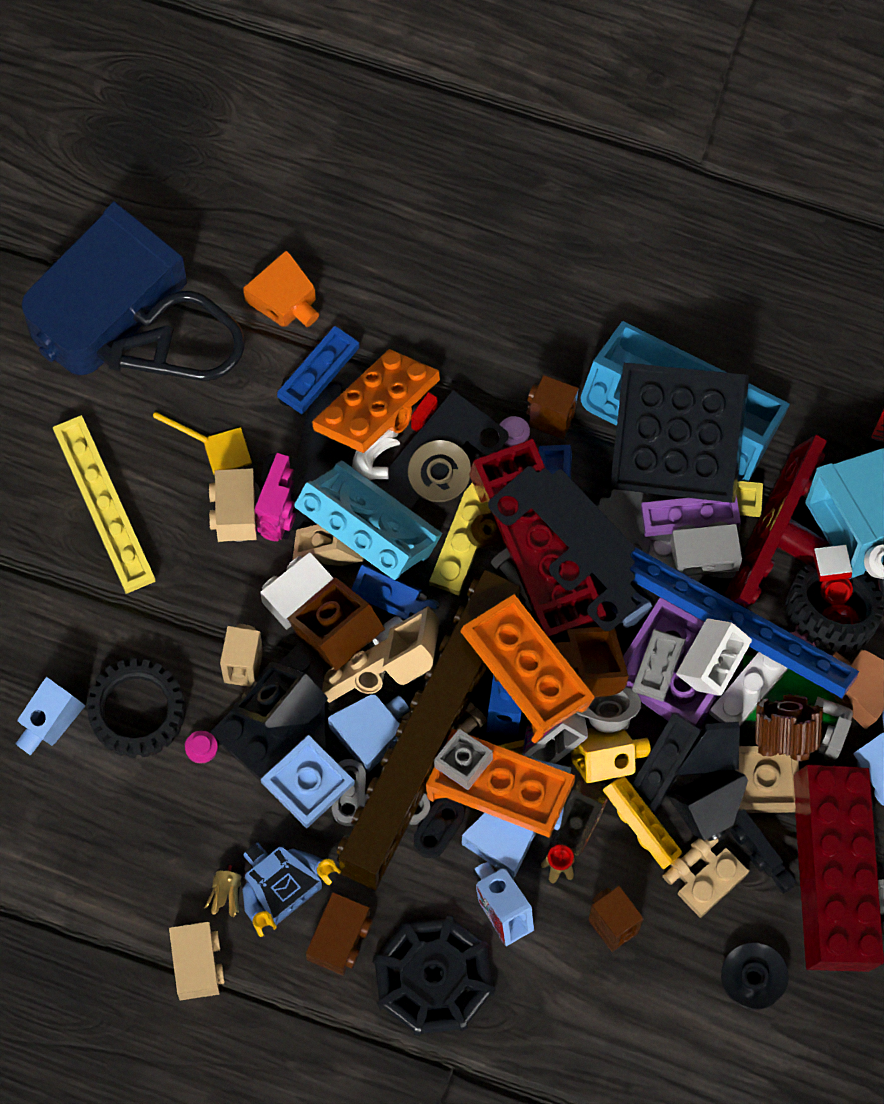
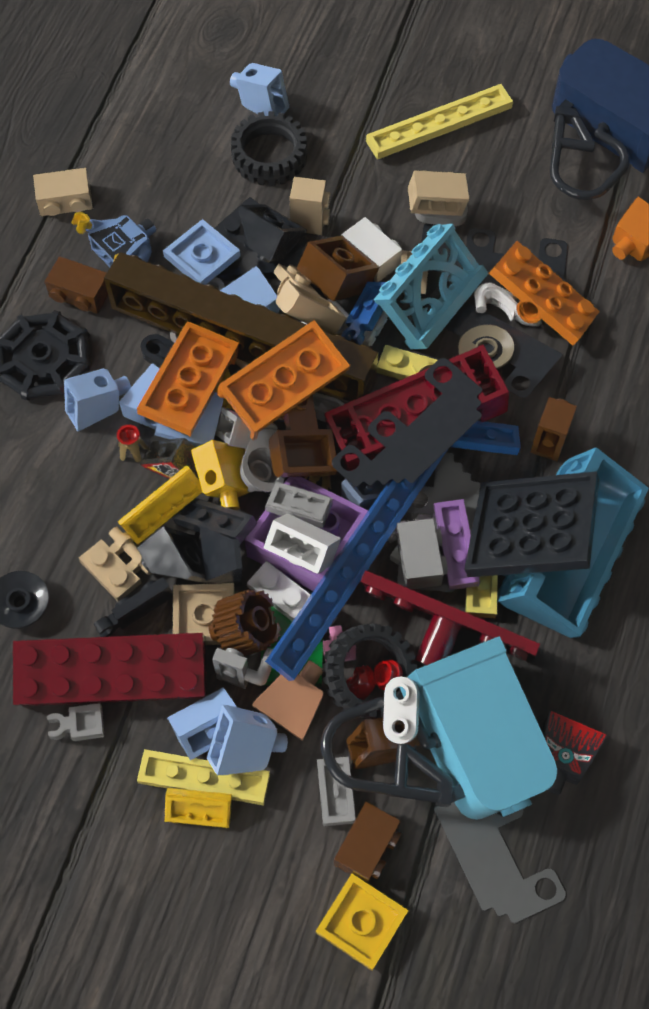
camera: 90 degrees right, 5 degrees down
(201, 747) = (237, 192): dark pink plate -> none
(224, 449) = (497, 203): yellow piece -> none
(225, 884) = (117, 209): pearl gold piece -> none
(274, 505) = (447, 211): dark pink plate -> none
(318, 370) = (572, 259): blue plate -> none
(424, 412) = (542, 333): red tile -> none
(463, 759) = (206, 343): light grey piece -> none
(517, 429) = (531, 408): lavender plate -> none
(614, 917) = (73, 478): reddish brown brick -> none
(832, 563) = (407, 660): white tile -> none

